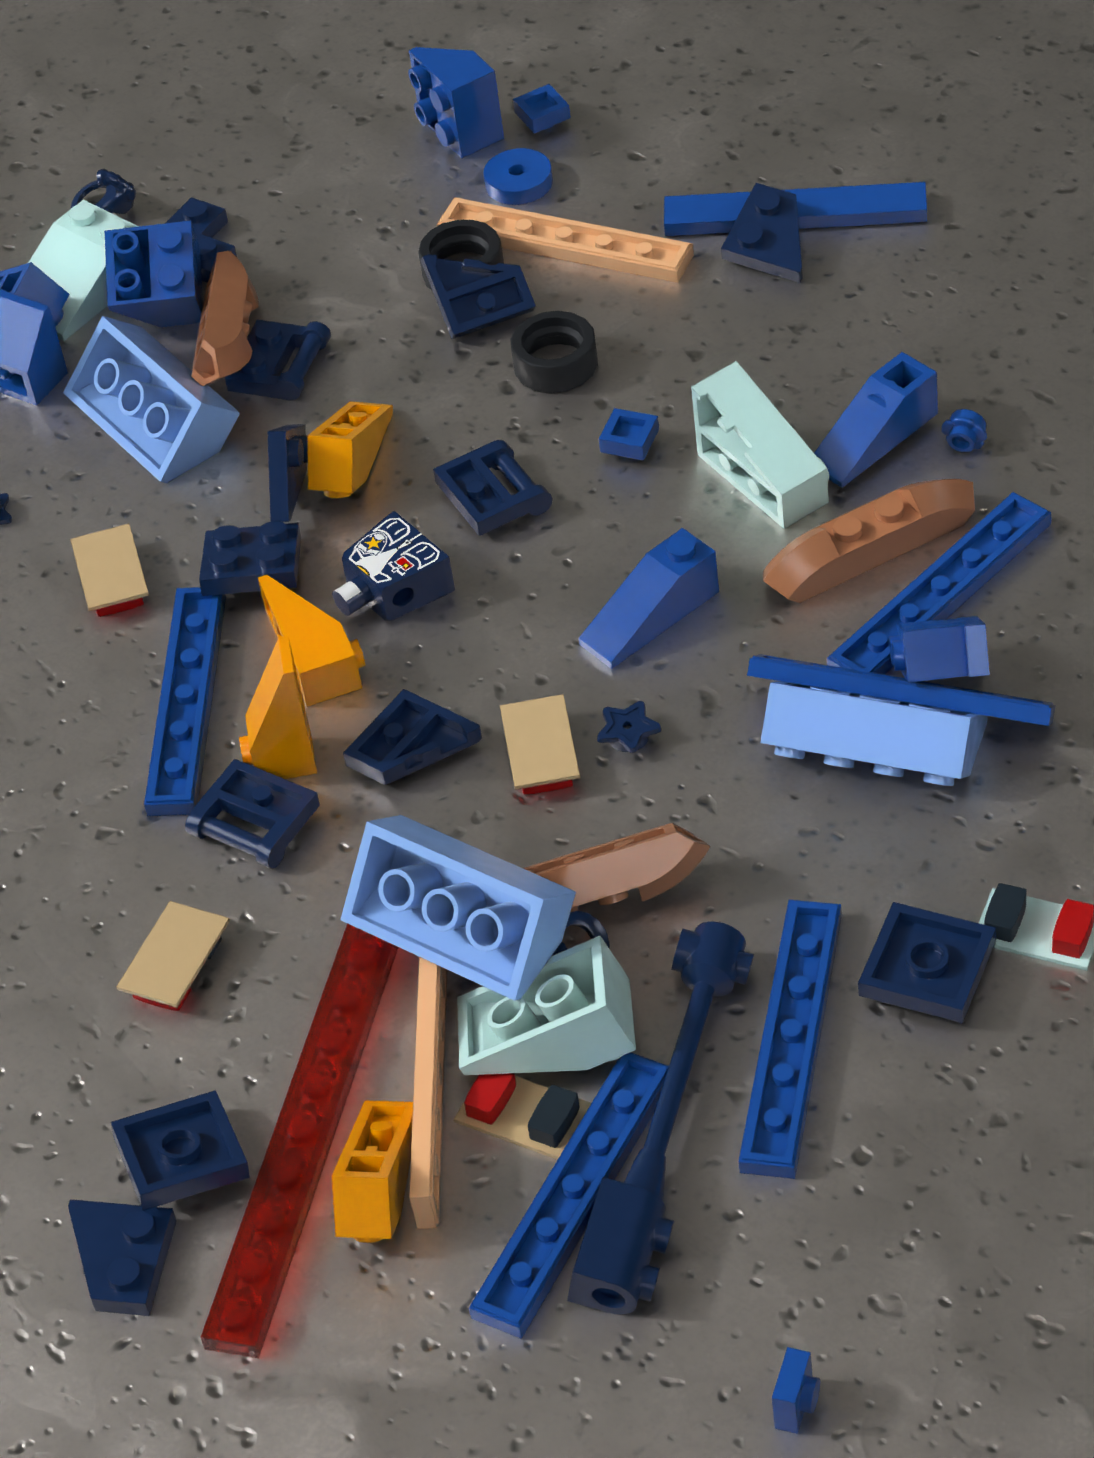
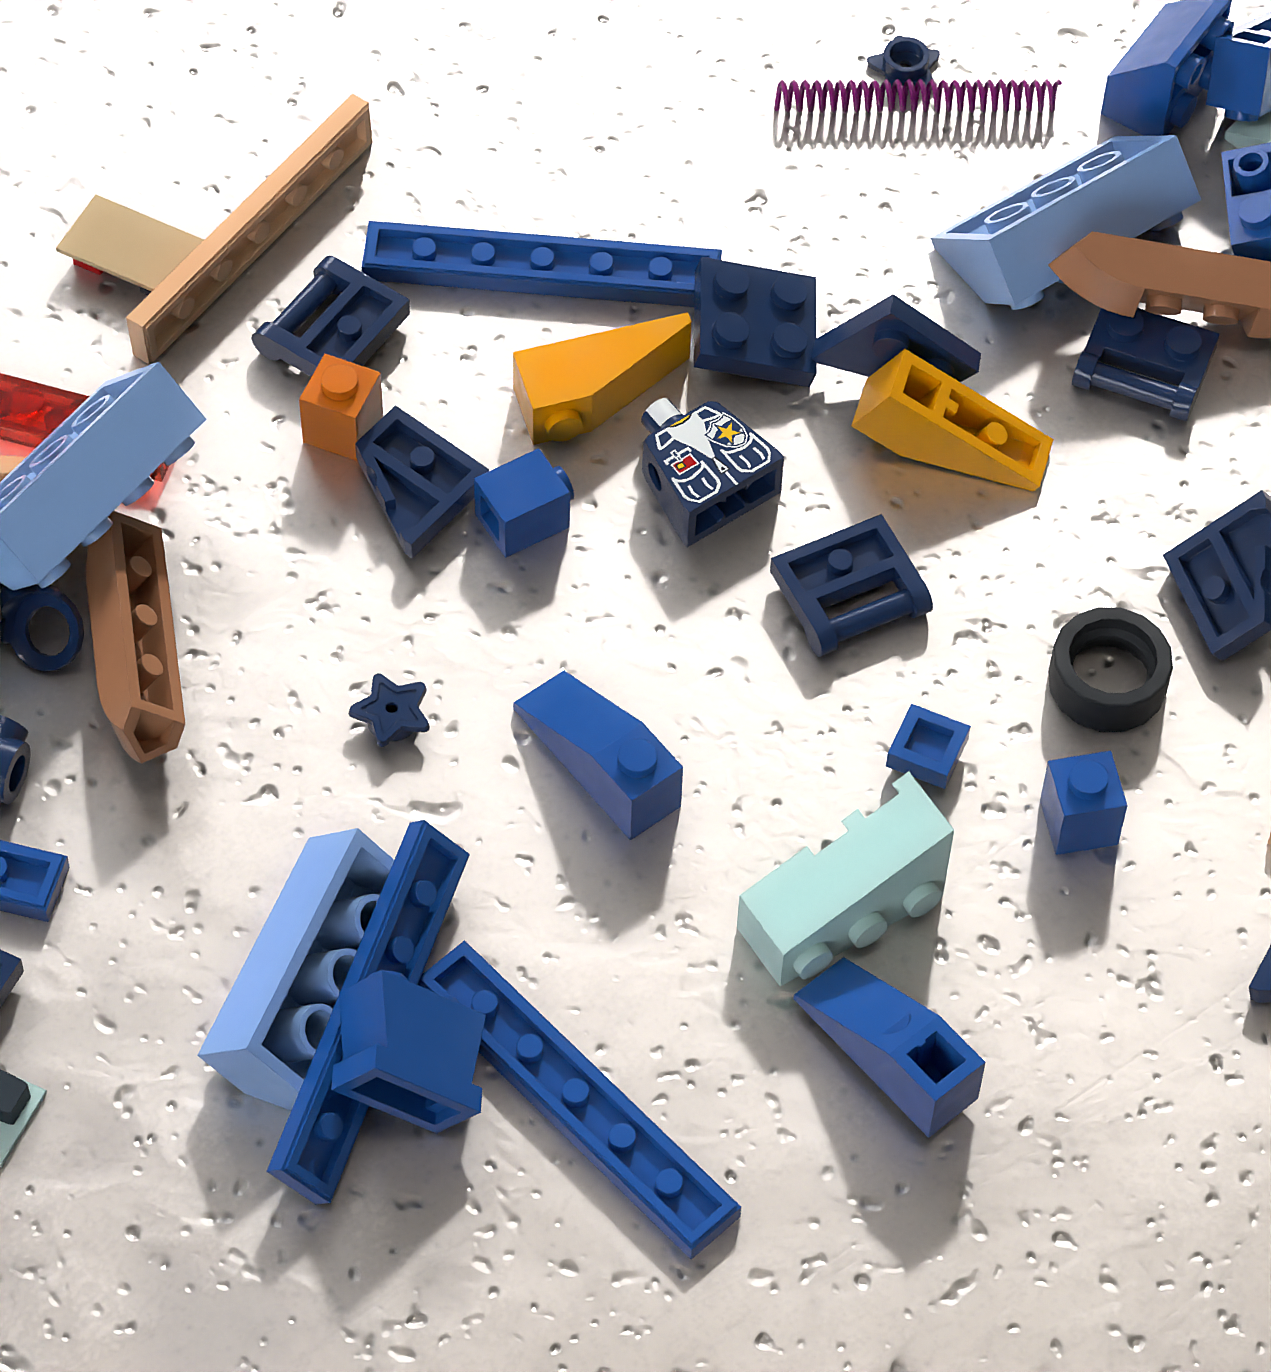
camera: 85 degrees right, 10 degrees up
(13, 491) = (914, 95): none -> magenta piece
(110, 570) = (766, 181): tan piece -> none
(156, 872) = (249, 230): none -> light nougat tile
(277, 720) = (428, 333): light orange slope -> none
(346, 785) = (340, 405): none -> orange brick
(433, 667) = (523, 502): none -> blue brick
(540, 744) = (379, 611): tan piece -> none
(671, 349) = (1083, 802): none -> blue brick
(869, 537) = (680, 1017): nougat brick -> none
(965, 430) = (874, 1161): blue plate -> none

